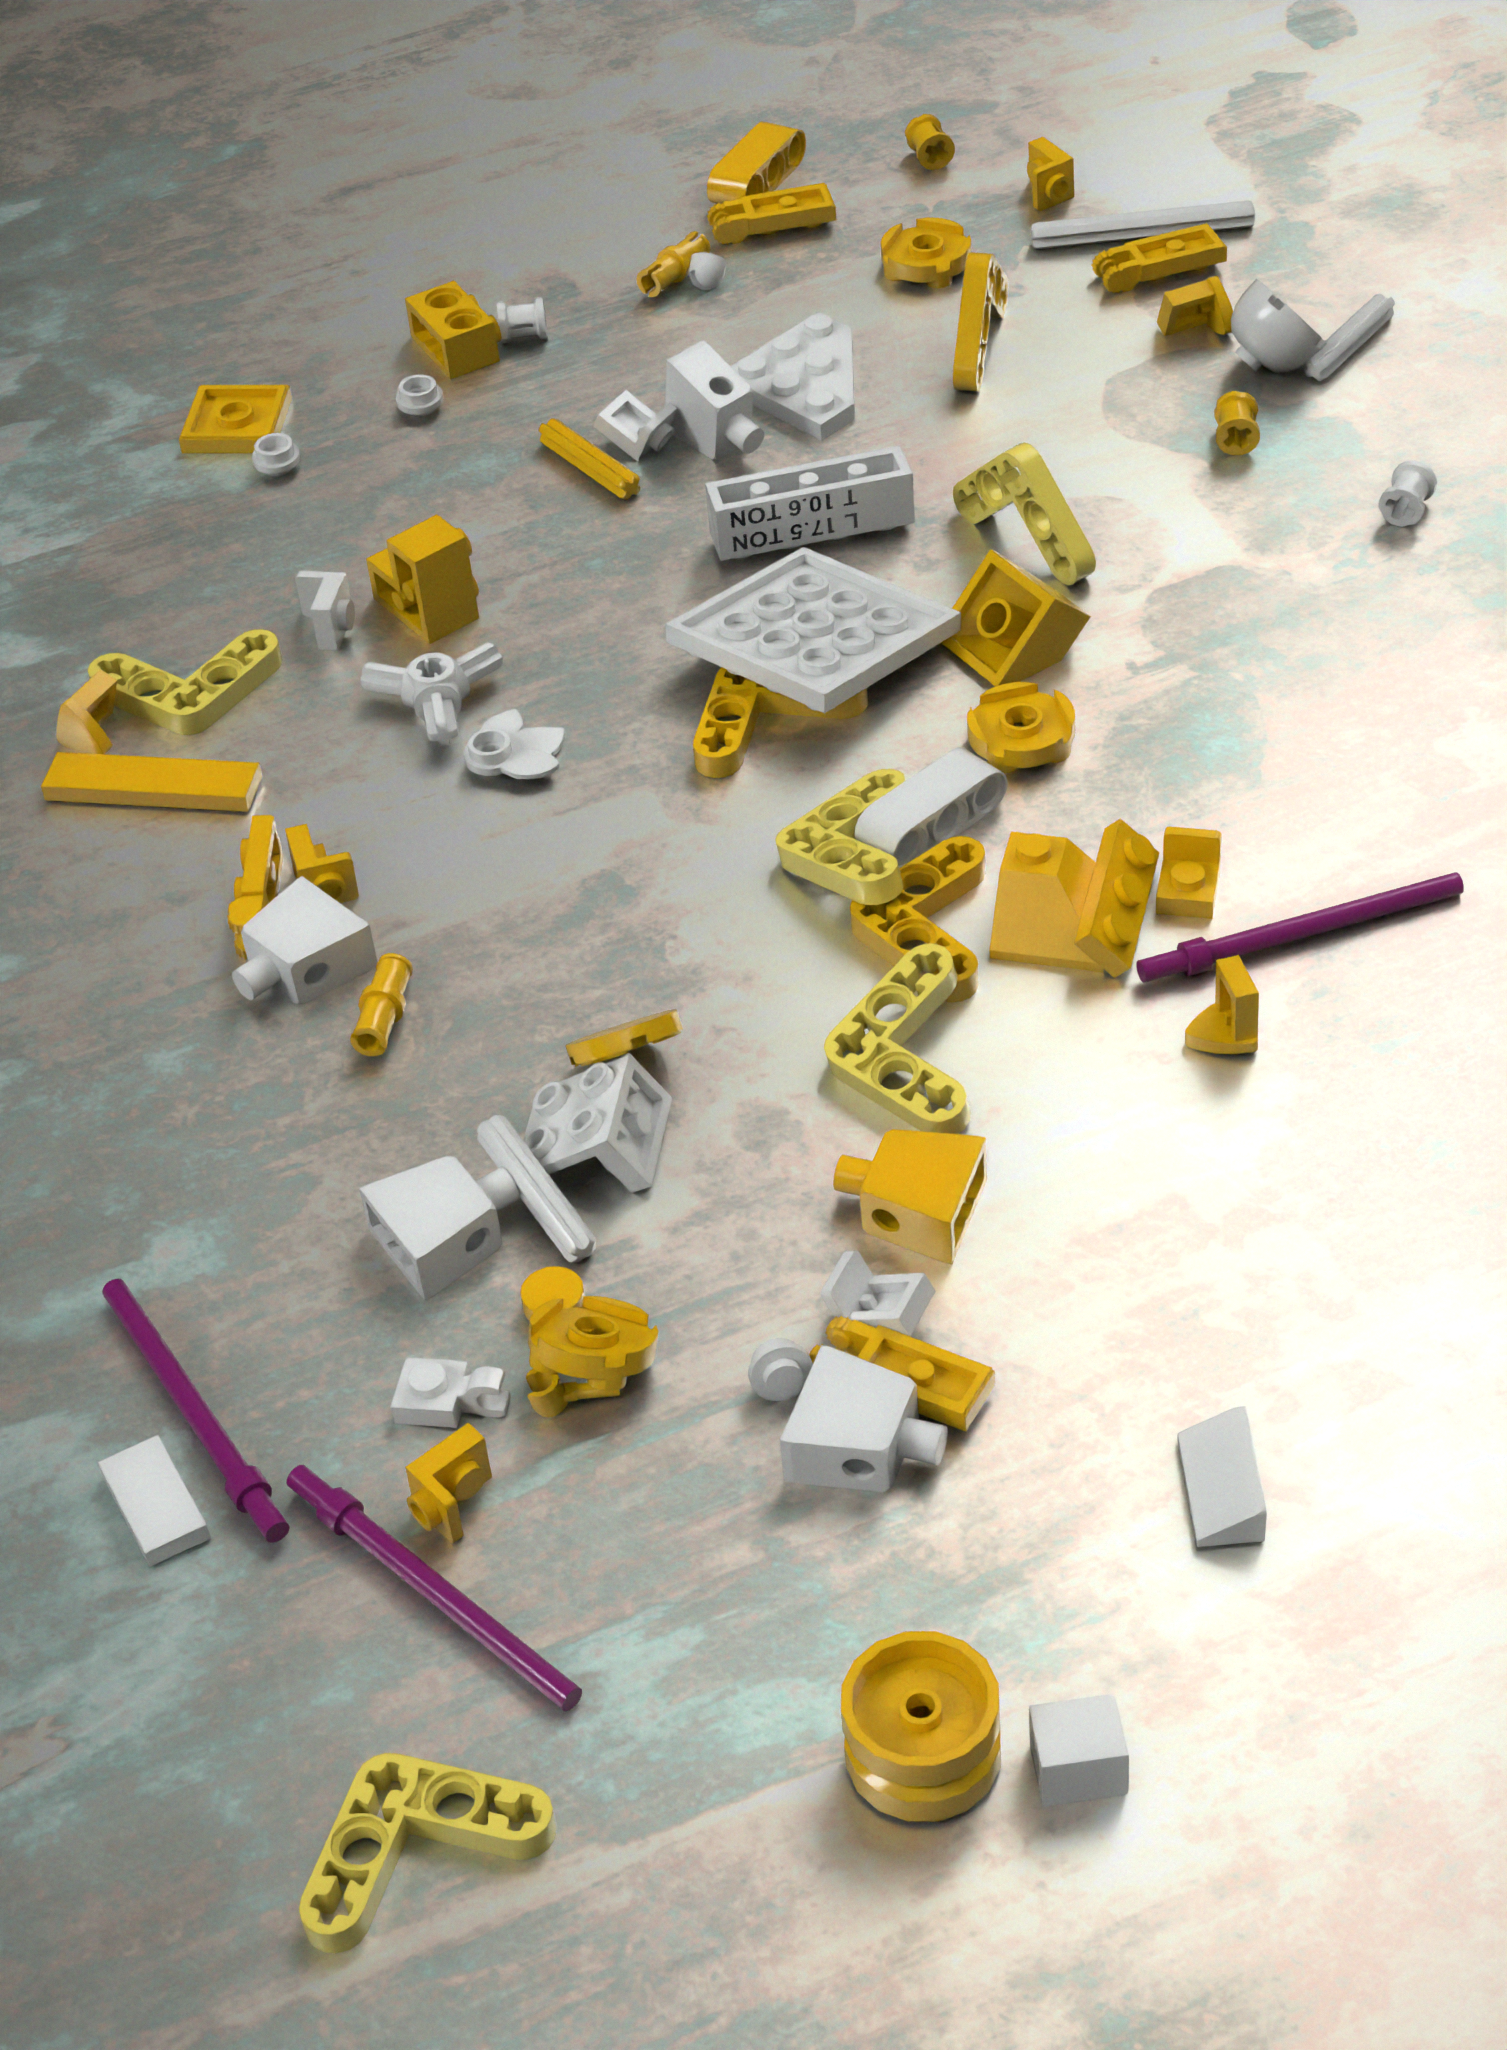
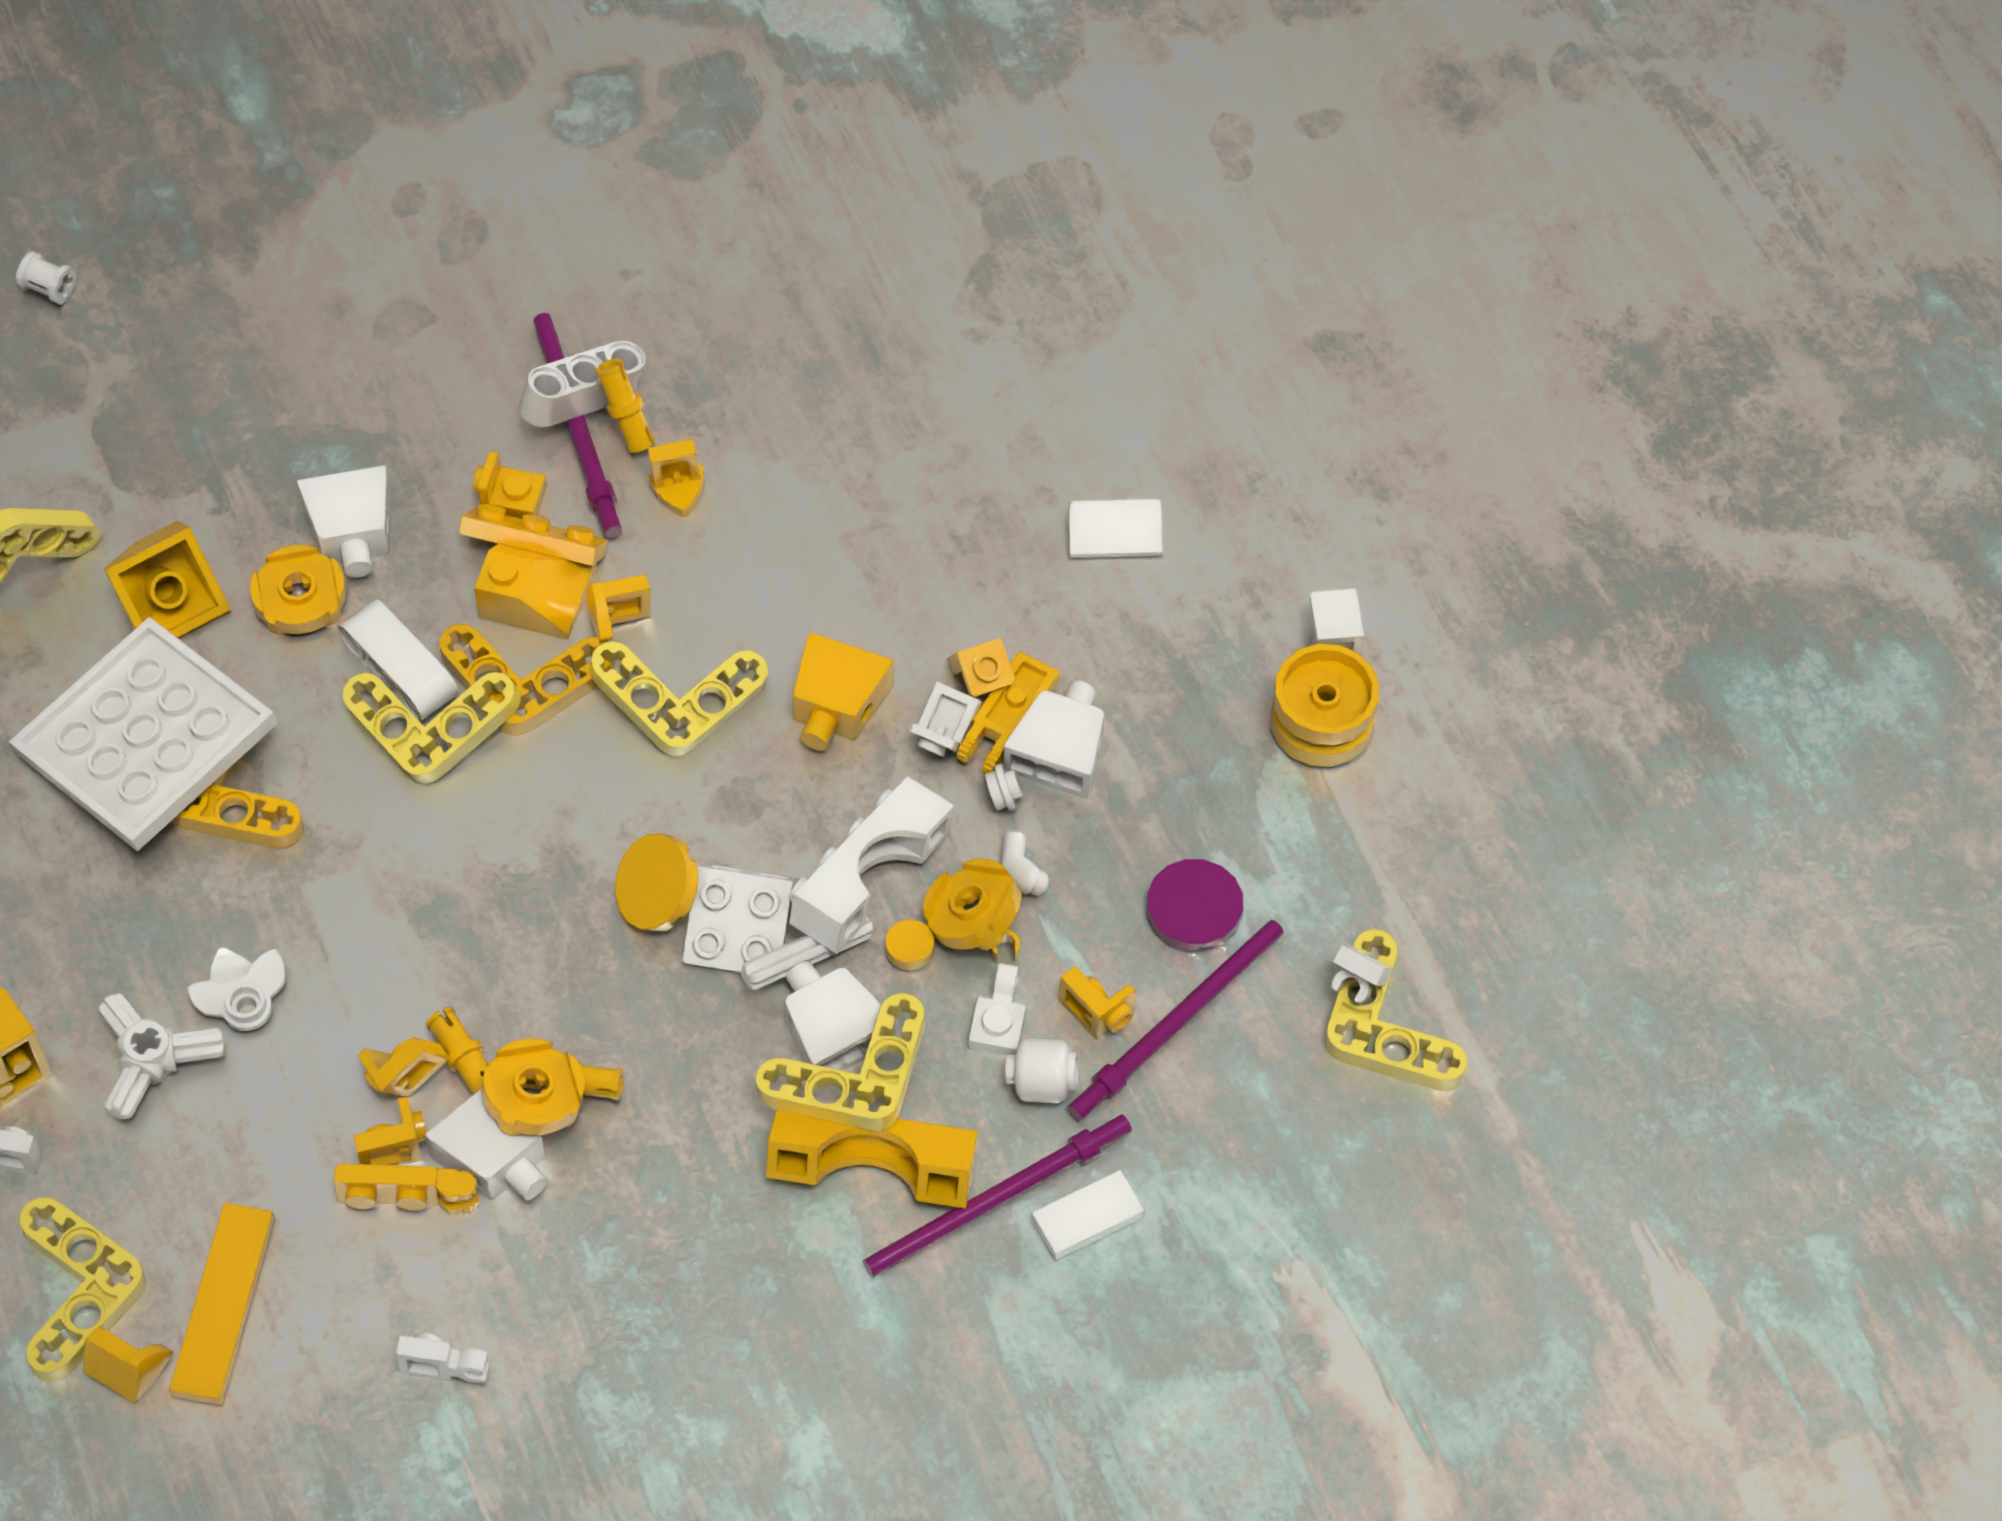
camera: 95 degrees left, 15 degrees up
(54, 928) = (434, 1358): none -> white plate
(229, 1315) = (927, 1156): none -> yellow arch
(320, 1228) = (869, 1084): none -> light yellow beam
(342, 969) = (526, 1112): none -> yellow plate
(348, 1428) = (1043, 1070): none -> white head
(399, 860) = (405, 1068): none -> yellow bracket
(421, 915) = (464, 1053): none -> yellow pin
(467, 1773) = (1361, 967): none -> white tile
(587, 1185) = (903, 827): none -> white arch
(607, 1599) = (1194, 904): none -> magenta tile
(666, 1394) = (1022, 870): none -> white arm
(959, 1320) = (983, 667): none -> yellow bracket
(1021, 964) = (617, 603): none -> yellow tile
(1121, 749) = (349, 516): none -> white torso
(1311, 939) = (625, 405): none -> yellow pin
(1348, 927) = (571, 385): none -> white beam

